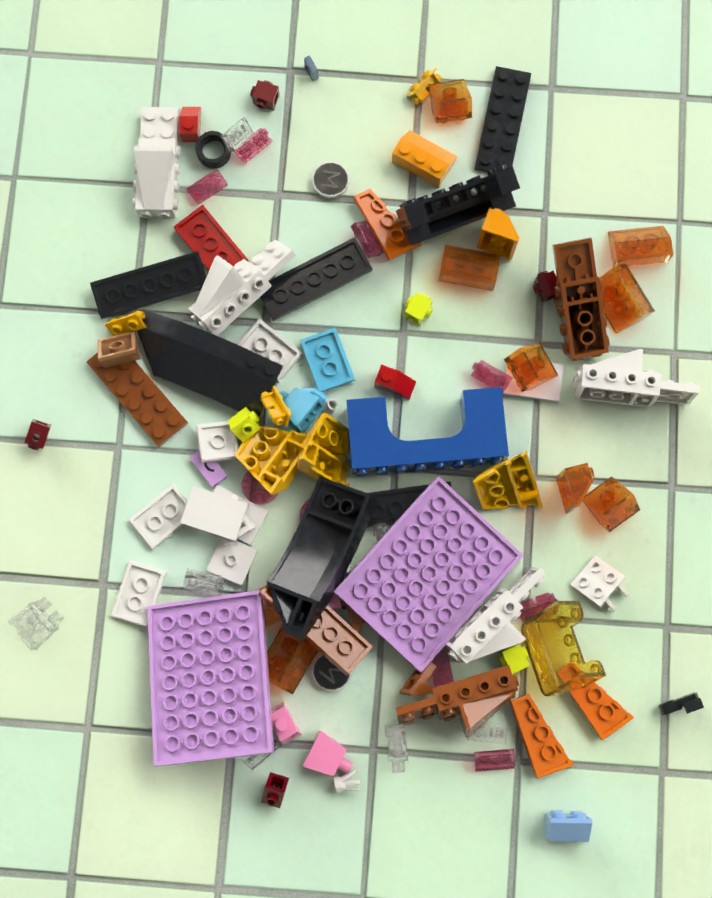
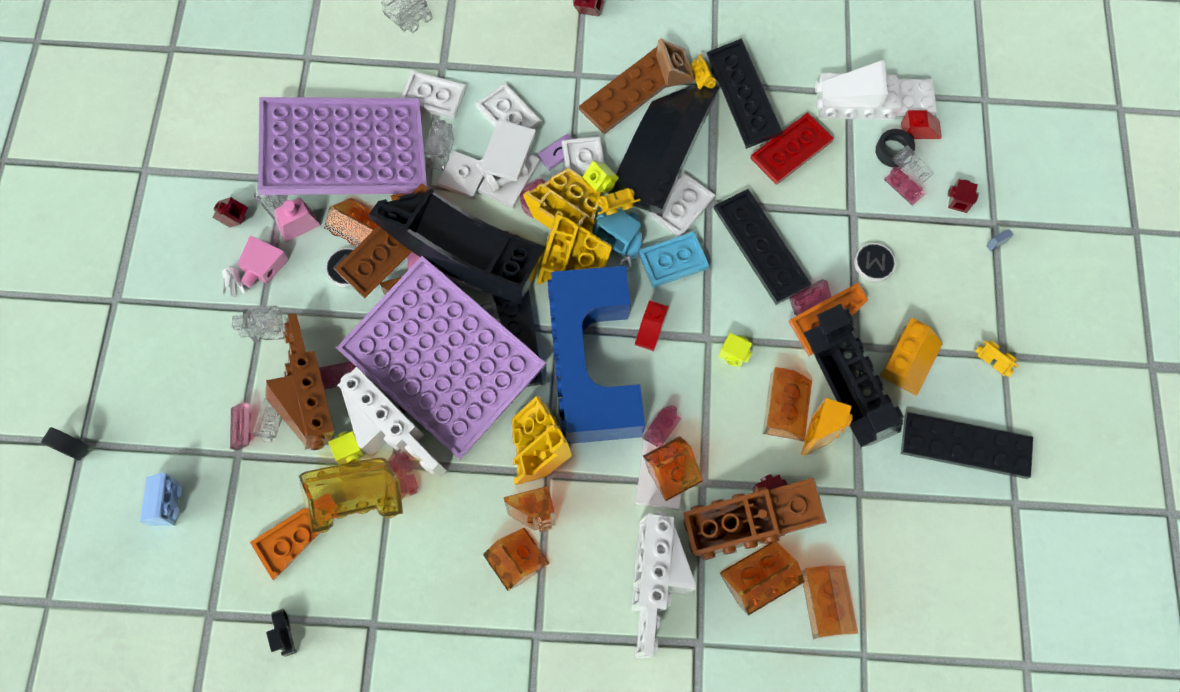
camera: 85 degrees right, 10 degrees down
(207, 186) = (854, 145): clear pink plate -> none
(227, 284) = (741, 161): white wedge -> none
(417, 682) = (323, 344): dark orange slope -> none
(450, 101) = (982, 383): clear orange slope -> none
(538, 738) = (251, 477): orange wing -> none
(599, 581) = (425, 541): white plate -> none

